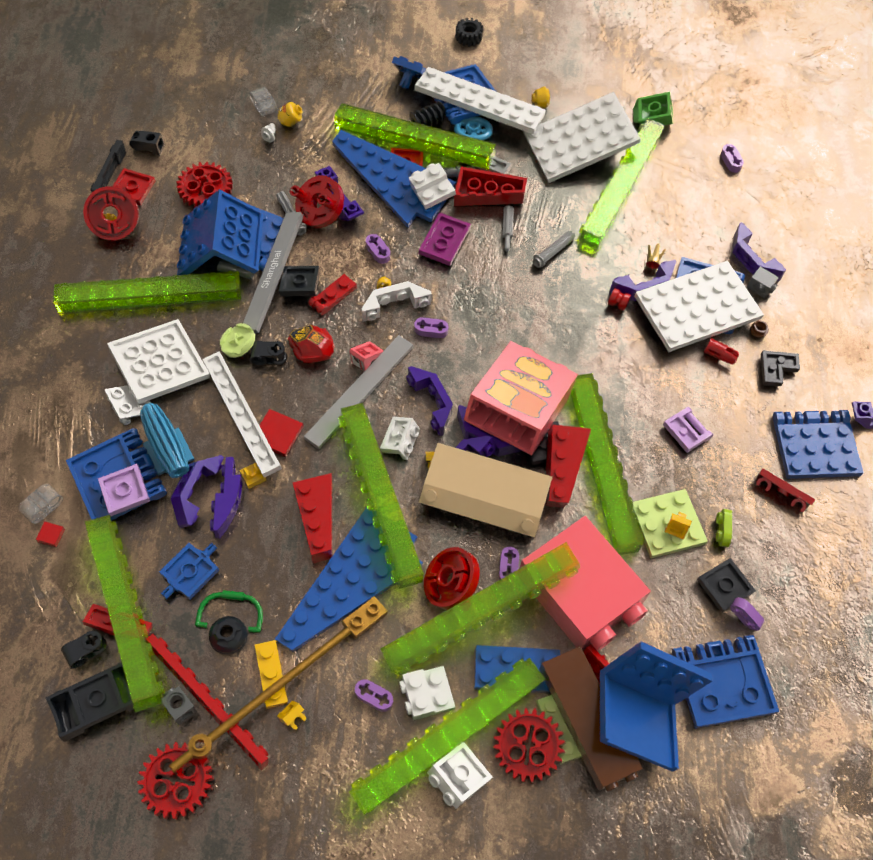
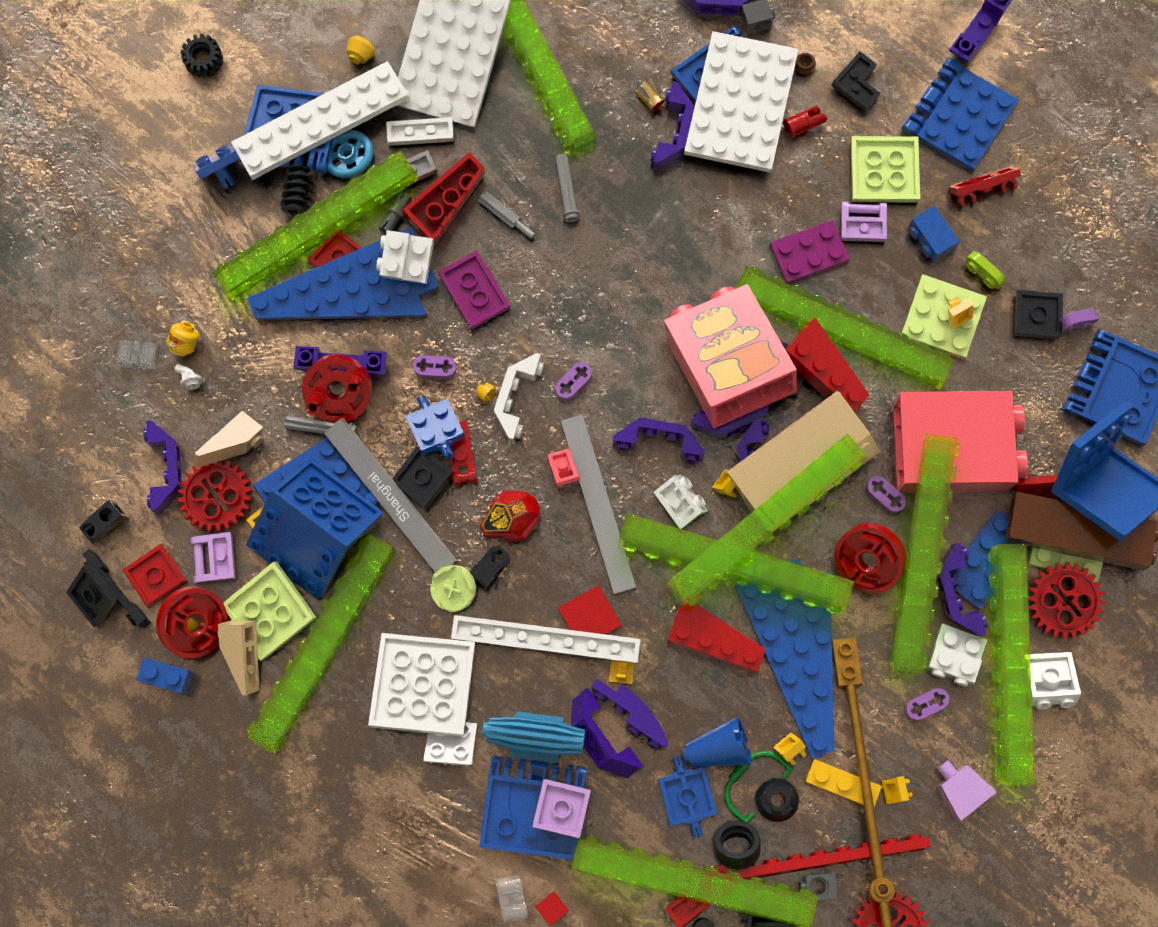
camera: 45 degrees left, 15 degrees up
(68, 224) = (165, 676): none -> blue brick
(95, 159) = (92, 594): none -> black plate
(108, 252) = (239, 649): none -> tan slope
(148, 251) = (274, 606): none -> yellowish green plate
(165, 210) = (220, 557): none -> lavender plate
(166, 634) = (735, 860): none -> black tyre
(214, 151) = (162, 496): none -> dark purple slope
(241, 568) = (719, 747): none -> blue cone
(244, 170) = (232, 440): none -> slope
(271, 616) = (790, 747): none -> yellow tile
(324, 764) = (963, 790): none -> lavender torso
(336, 267) = (435, 427): none -> plate
(422, 485) = (765, 520): none -> clear neon green brick
(495, 637) = (954, 559): none -> dark purple slope
(520, 155) = (420, 131): none -> white plate
(619, 299) = (675, 171): red wheel -> none
(637, 411) = (809, 252): none -> magenta plate
(719, 477) = (933, 234): none -> blue brick
(735, 419) = (885, 169): none -> yellowish green plate

